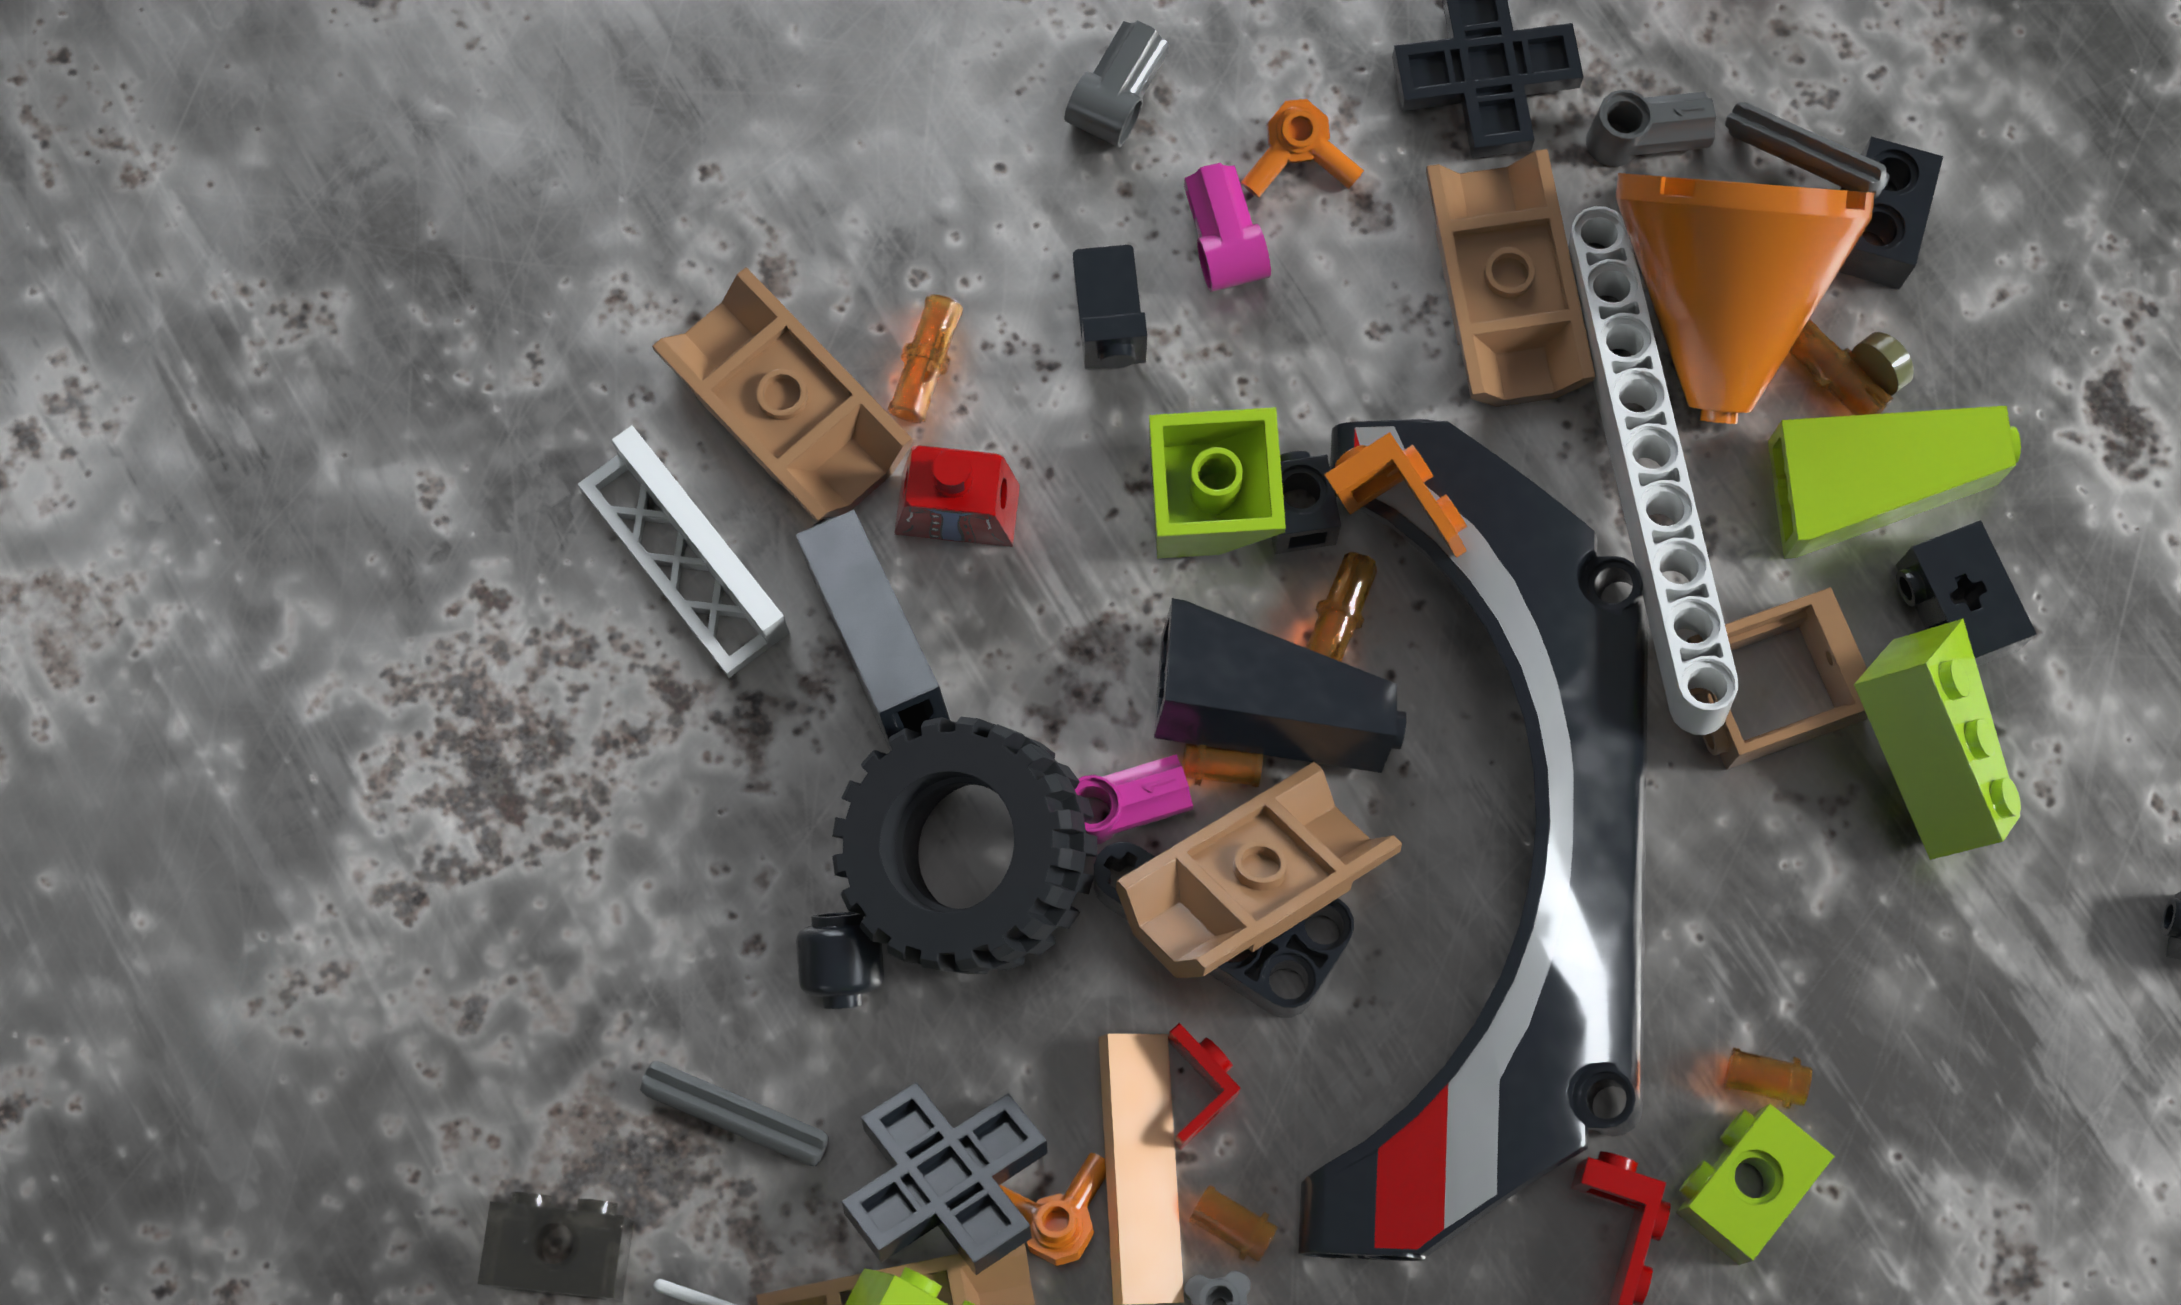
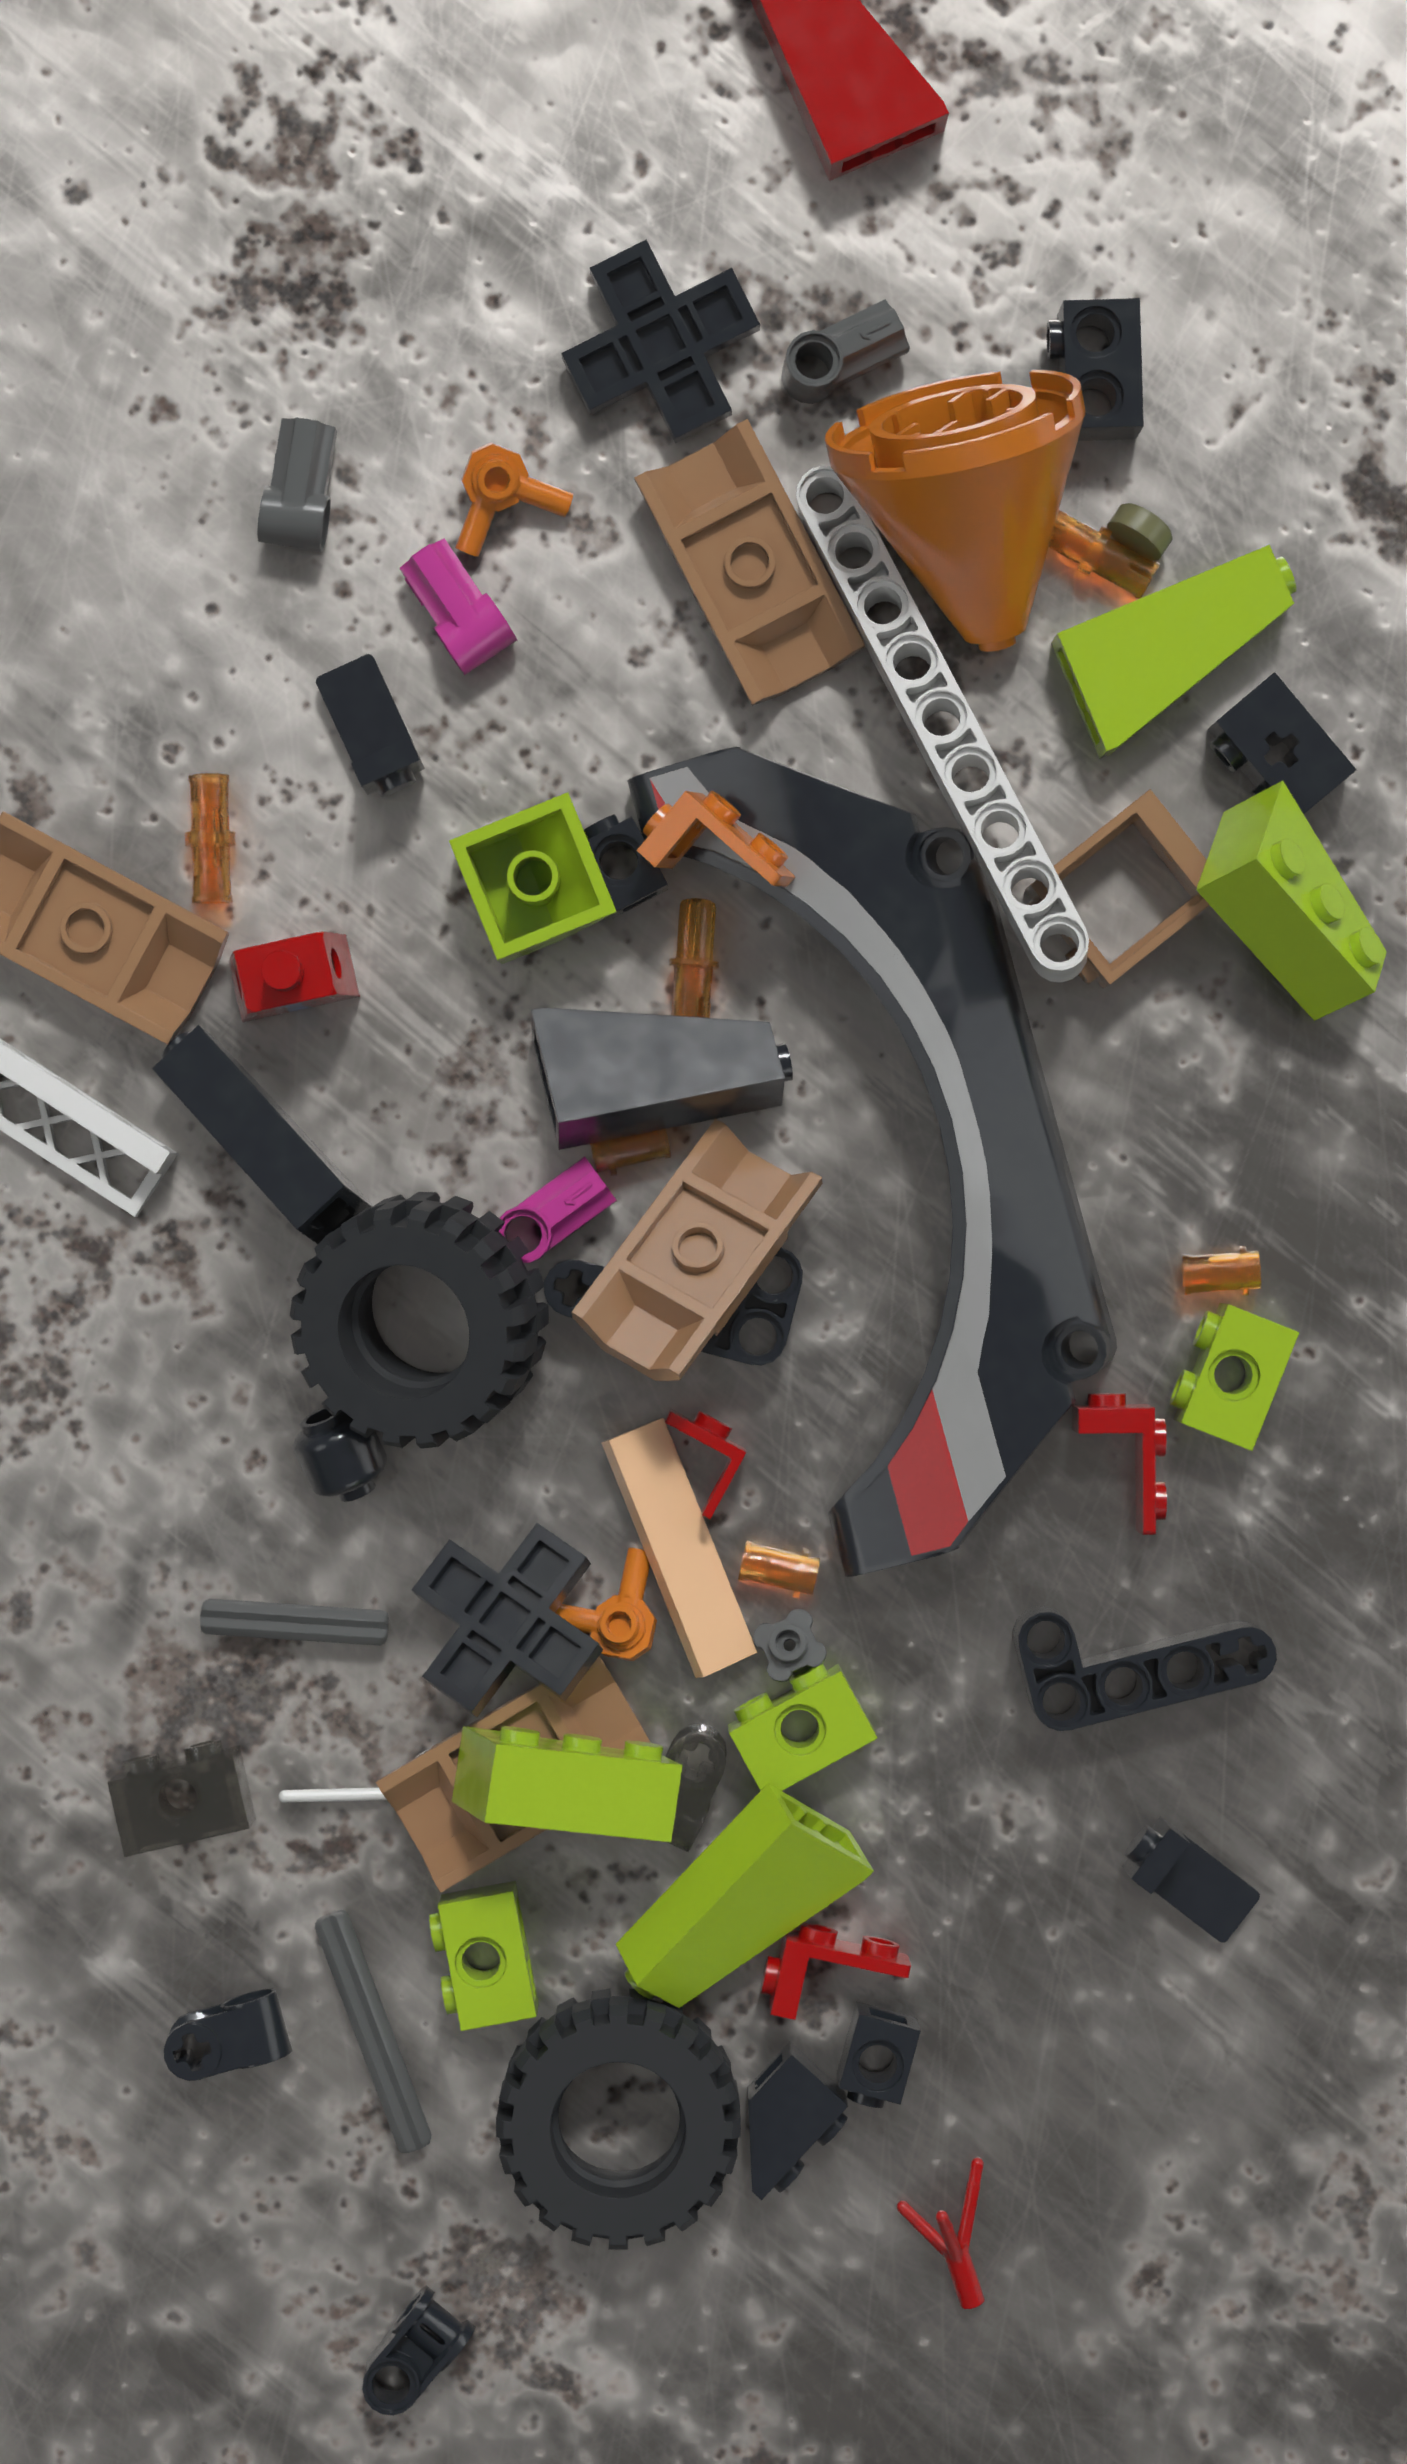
camera: 20 degrees left, 15 degrees up
(1806, 149) = (1004, 334): dark grey axle -> none

